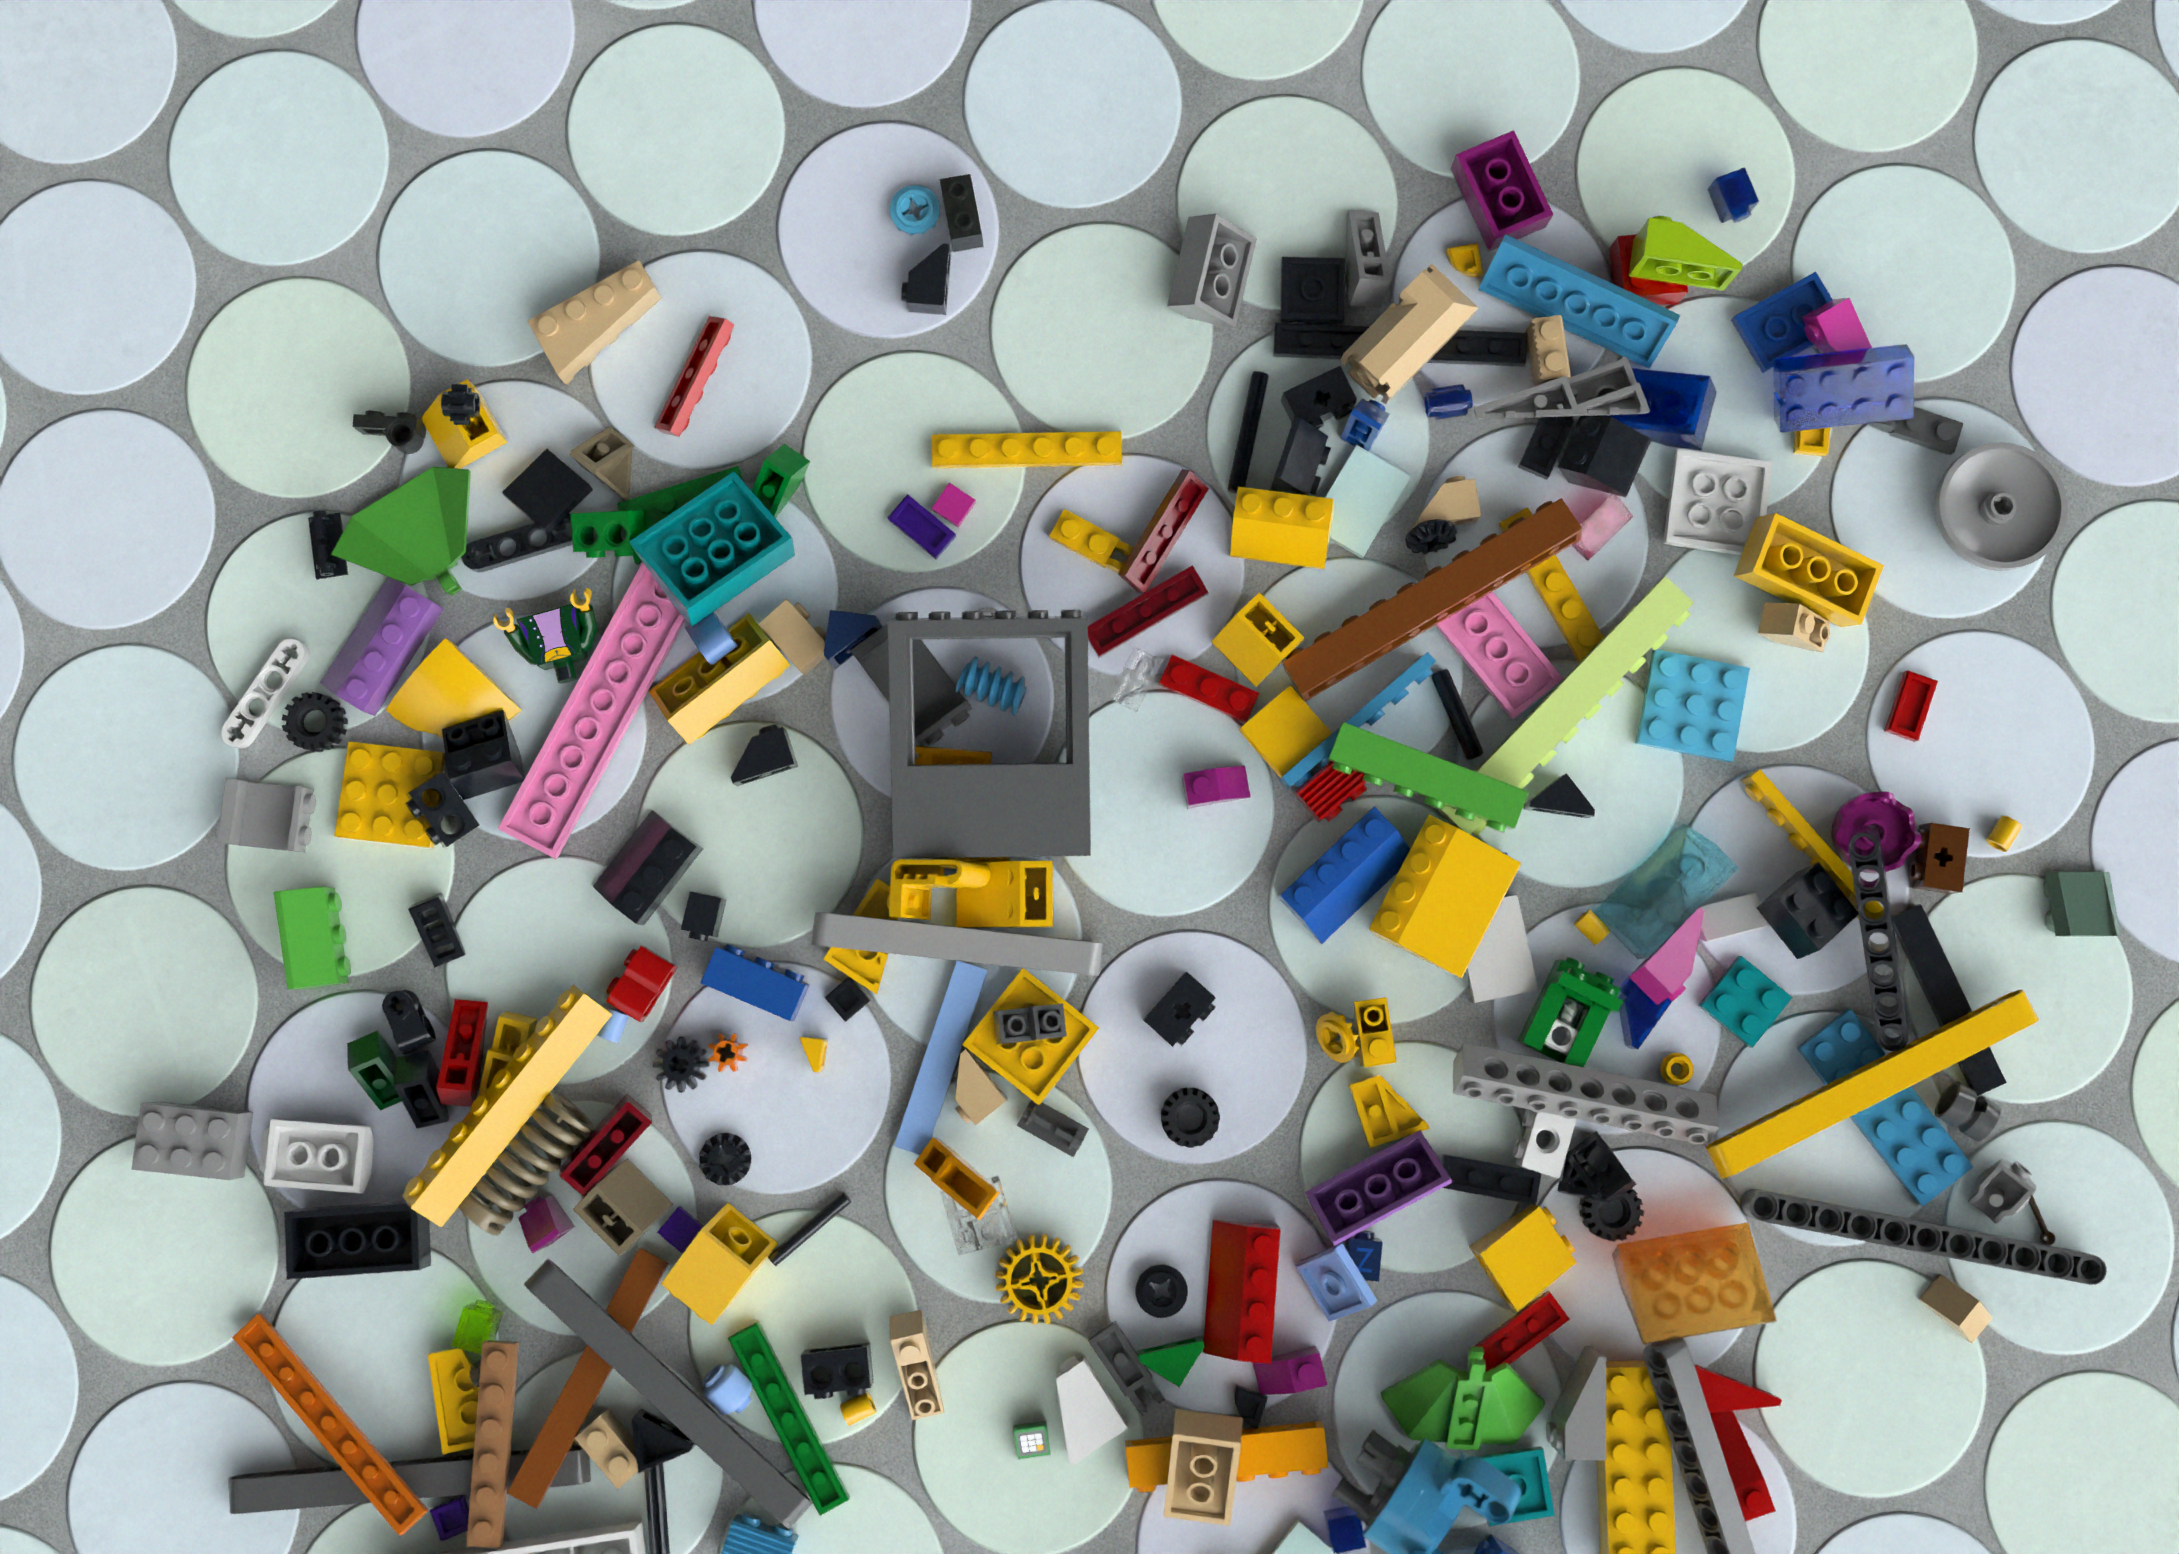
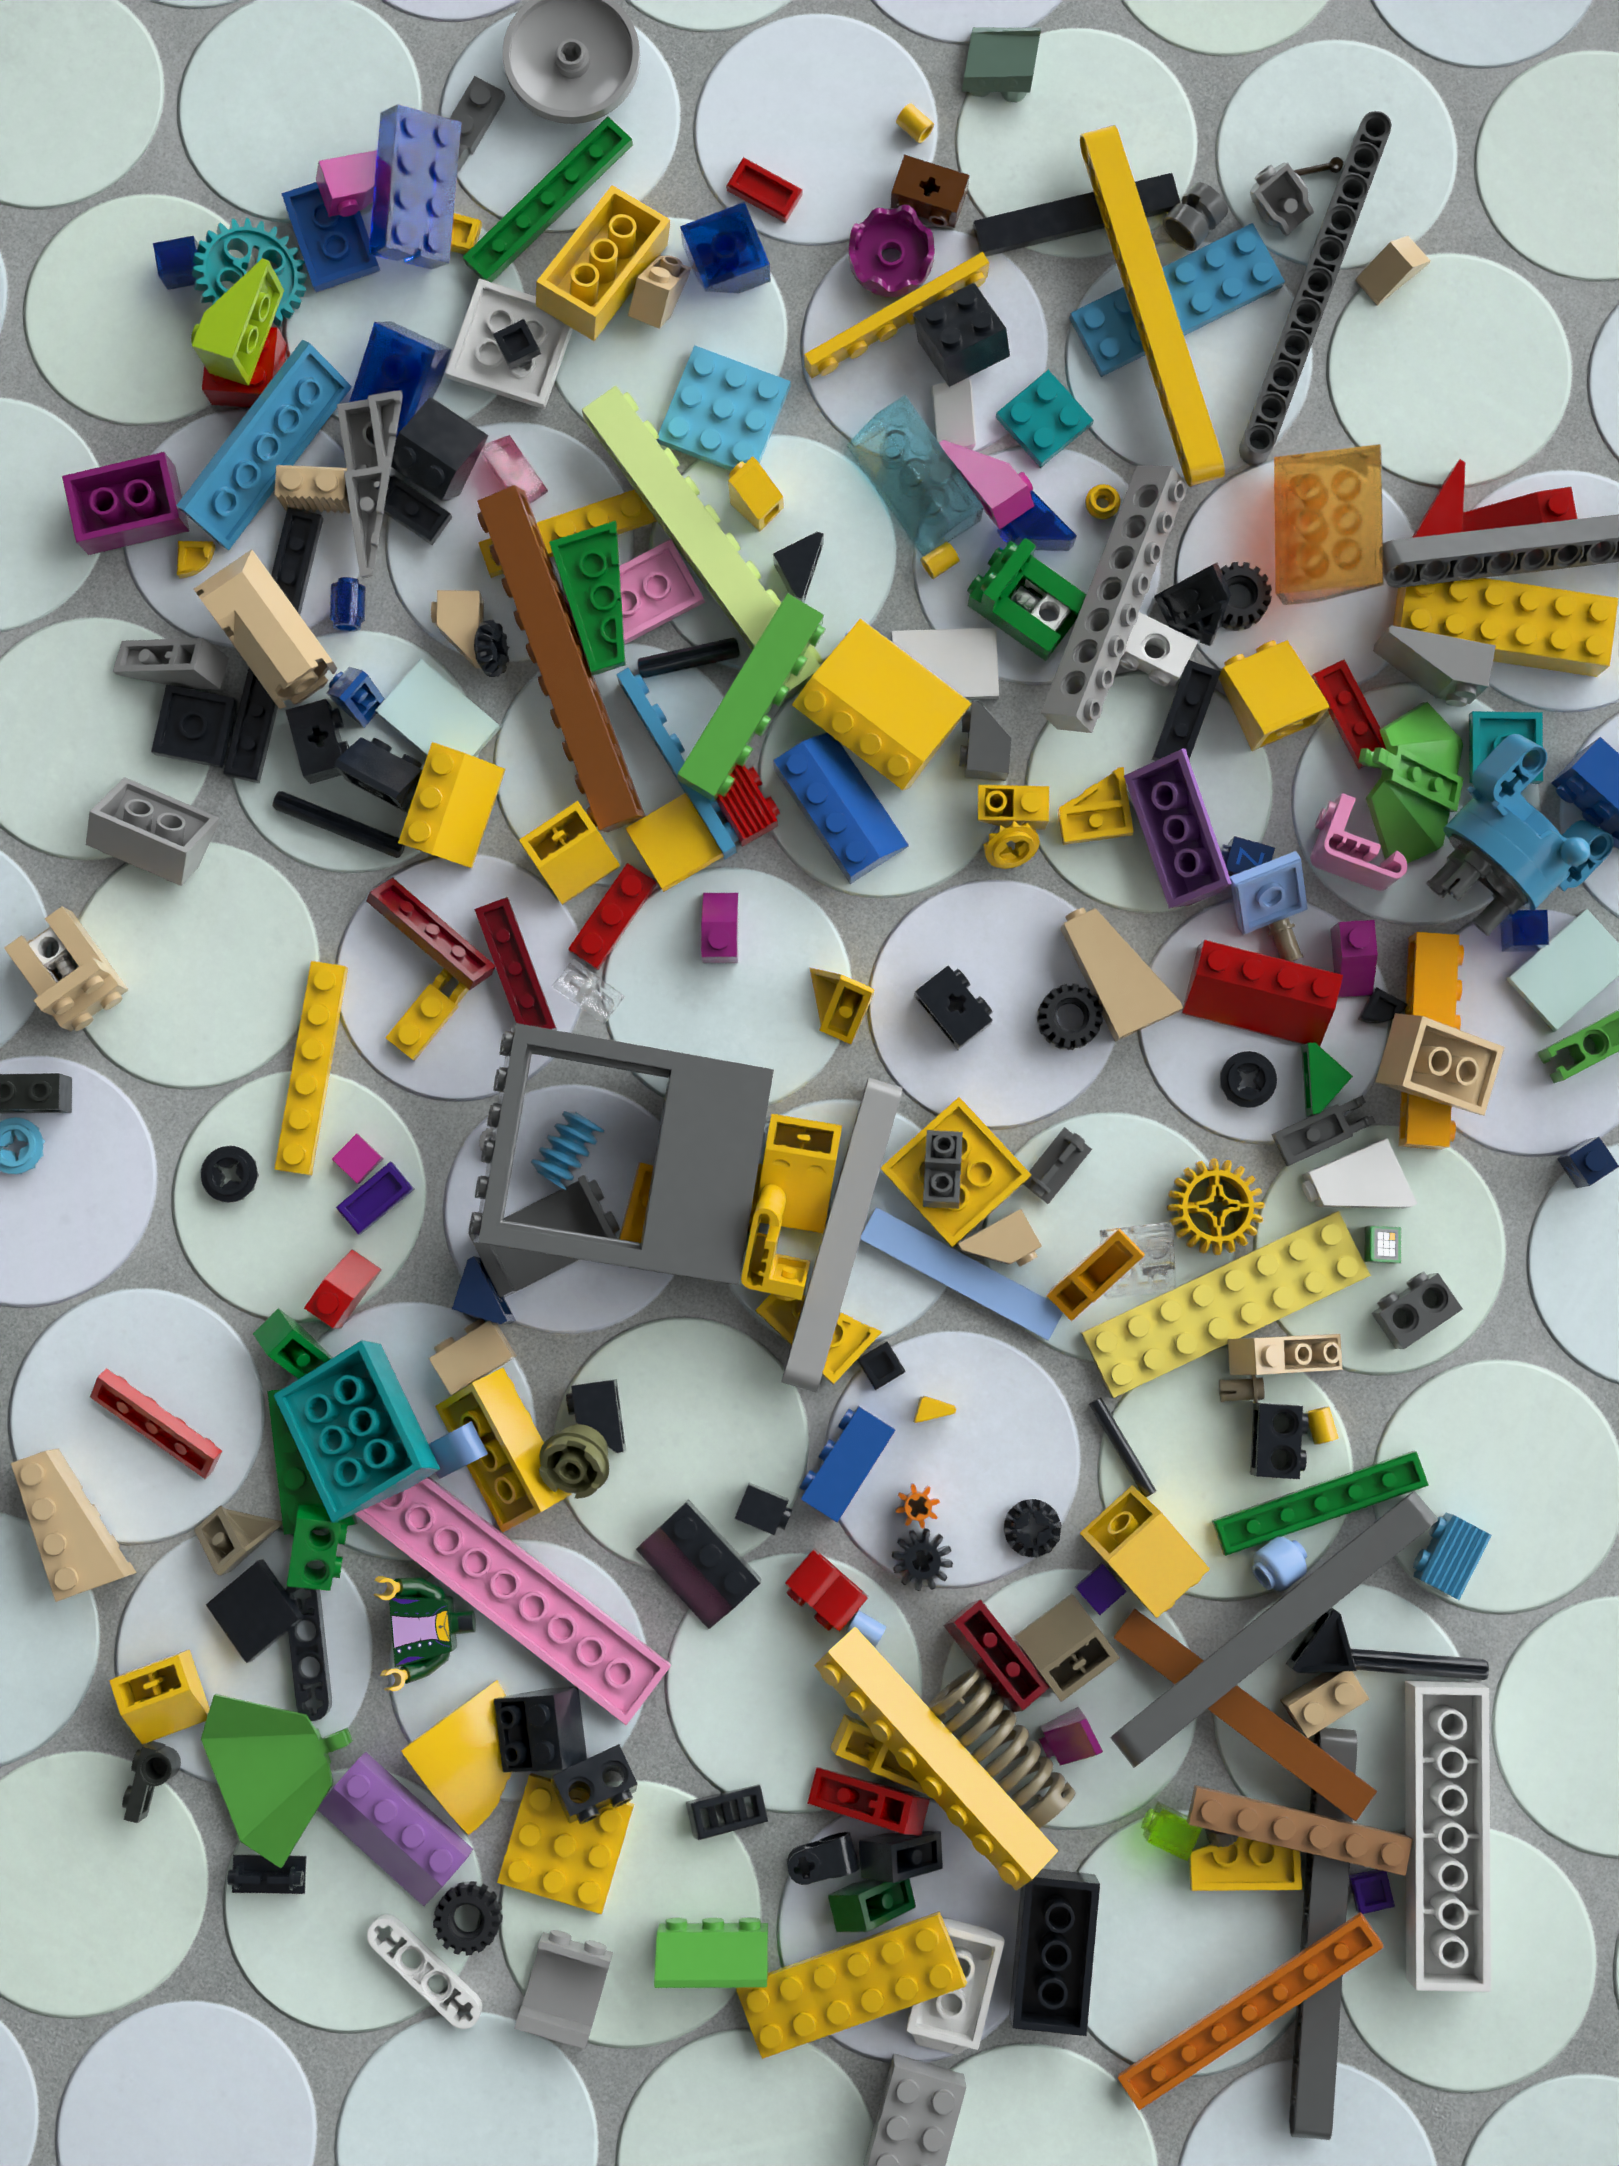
camera: 80 degrees left, 0 degrees up
(304, 1067) = (852, 1985): none -> yellow plate
(460, 404) = (138, 1690): black gear -> none
(717, 742) = (575, 1461): none -> olive cone
(835, 513) = (342, 1289): none -> slope
(878, 1329) = (1242, 1389): none -> dark tan pin
(915, 384) = (213, 1178): none -> black gear
(929, 283) = (103, 1144): black slope -> none
(954, 1303) = (1225, 1304): none -> light yellow plate
(968, 1485) = (1419, 1317): none -> dark grey brick
(1059, 240) = (83, 989): none -> tan brick
(1164, 906) = (840, 1003): none -> yellow slope
(1234, 1154) = (1117, 975): none -> tan slope
(1295, 1305) = (1285, 940): none -> dark tan pin
(1384, 1352) = (1349, 854): none -> bright pink piece
(1425, 1000) = (987, 745): none -> dark grey slope
(1504, 616) = (593, 588): none -> green wing
(1619, 746) = (754, 493): none -> yellow slope
(1715, 507) = (517, 344): none -> black tile
(1735, 228) = (218, 265): none -> teal gear
(1842, 680) = (726, 251): none -> clear blue slope
(1859, 511) = (548, 200): none -> green plate
(1875, 953) = (1019, 267): black beam -> none

